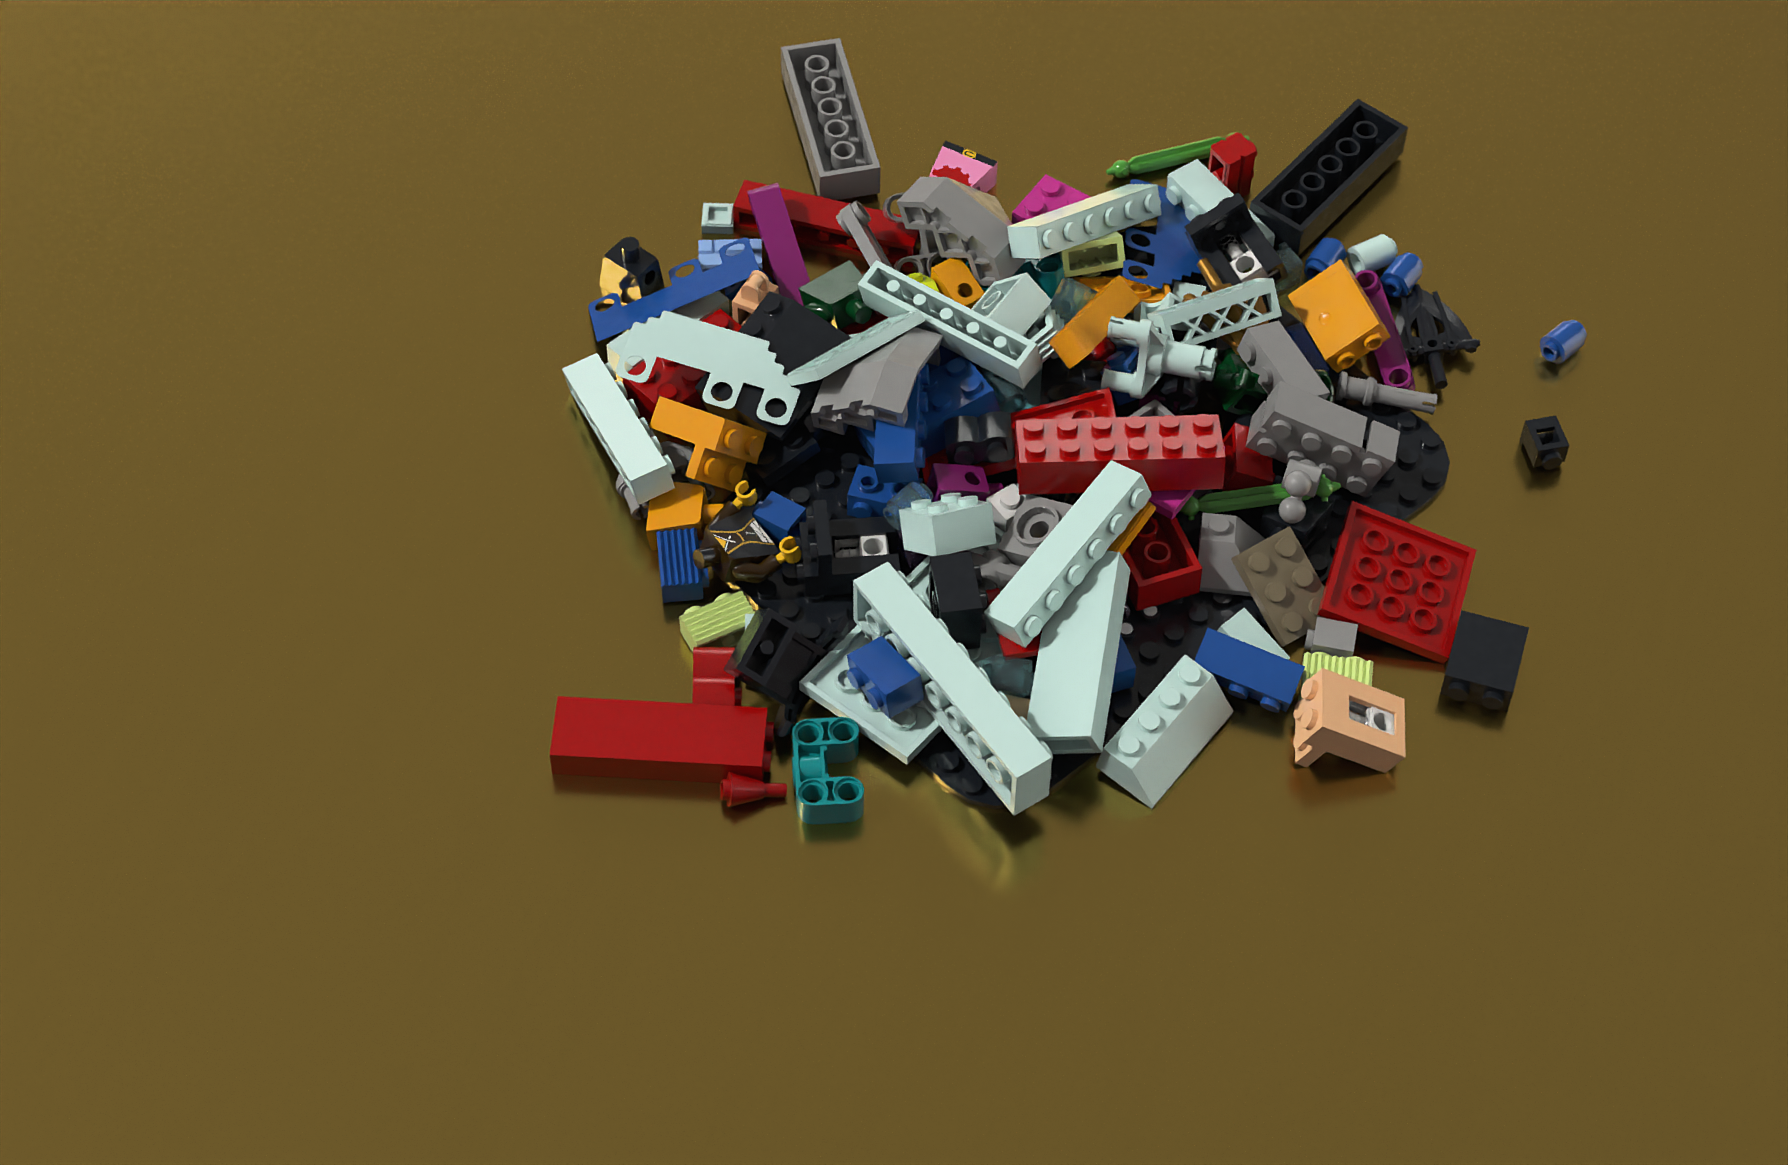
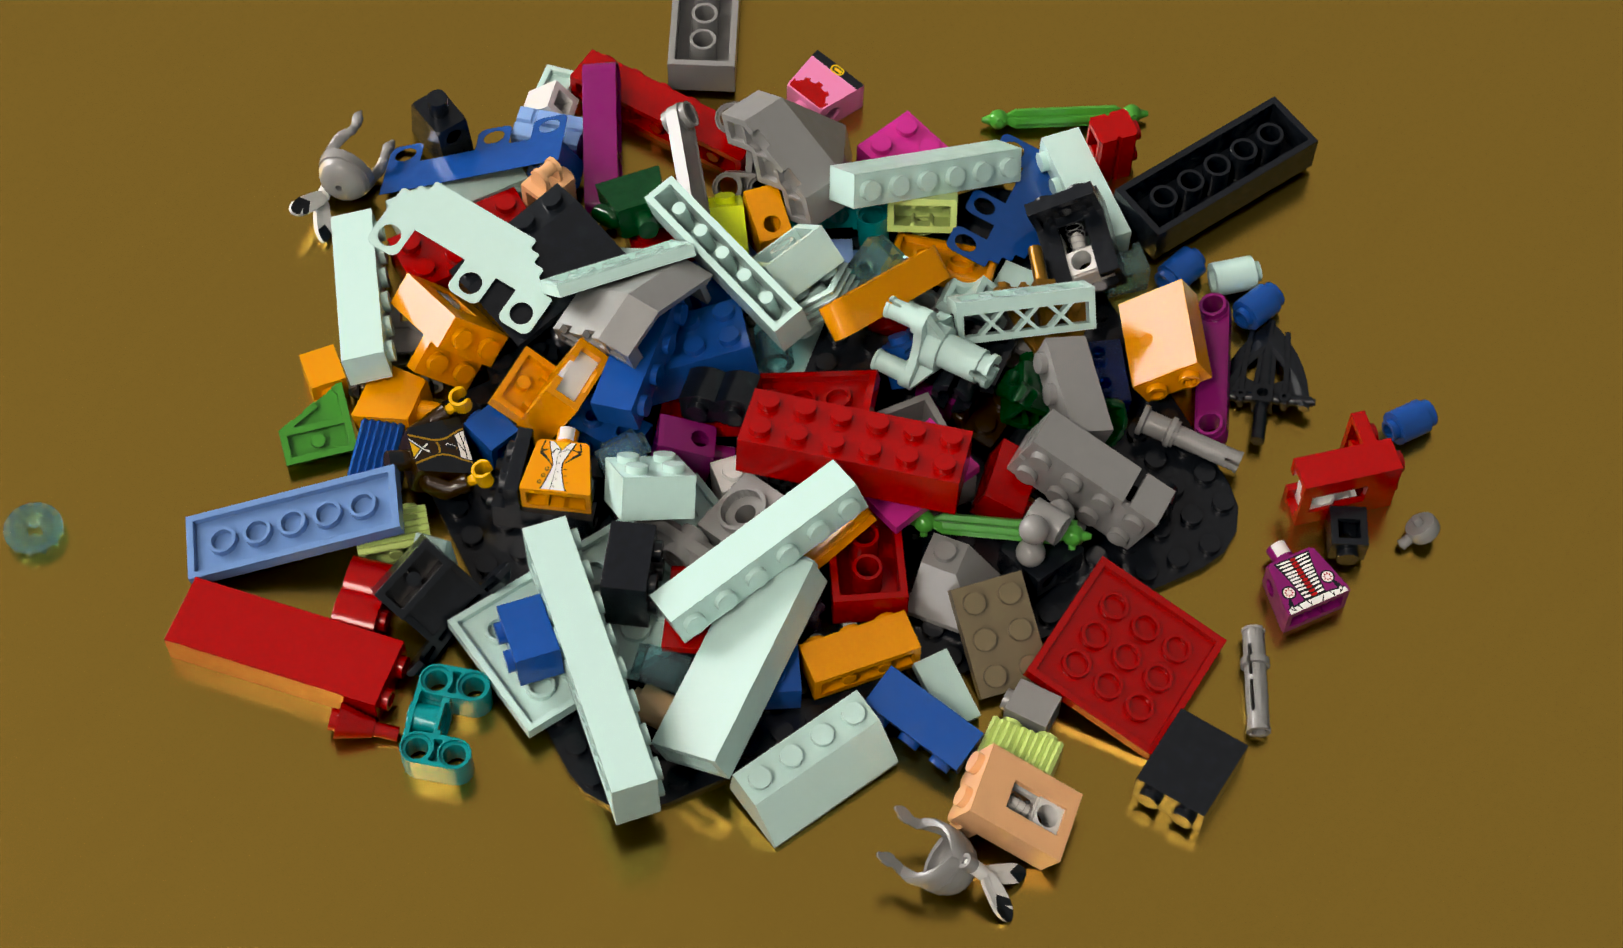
camera: 15 degrees right, 5 degrees up
(380, 682) = (32, 516): none -> clear light blue gear
(557, 332) = (340, 176): none -> light grey hair
(605, 505) = (322, 371): none -> light orange brick
(619, 551) = (320, 430): none -> bright green wing
(631, 633) = (295, 524): none -> medium blue plate
(720, 228) = (552, 98): none -> white brick
(828, 471) = (547, 395): none -> light orange brick
(861, 535) = (559, 474): none -> light orange torso
(1172, 628) = (858, 653): none -> light orange brick
(1315, 780) = (954, 865): none -> light grey hair
(1507, 565) = (1255, 668): none -> light grey pin
(1522, 492) = (1301, 586): none -> torso
(1535, 389) = (1356, 474): none -> red brick
(1603, 426) = (1420, 530): none -> light grey piece

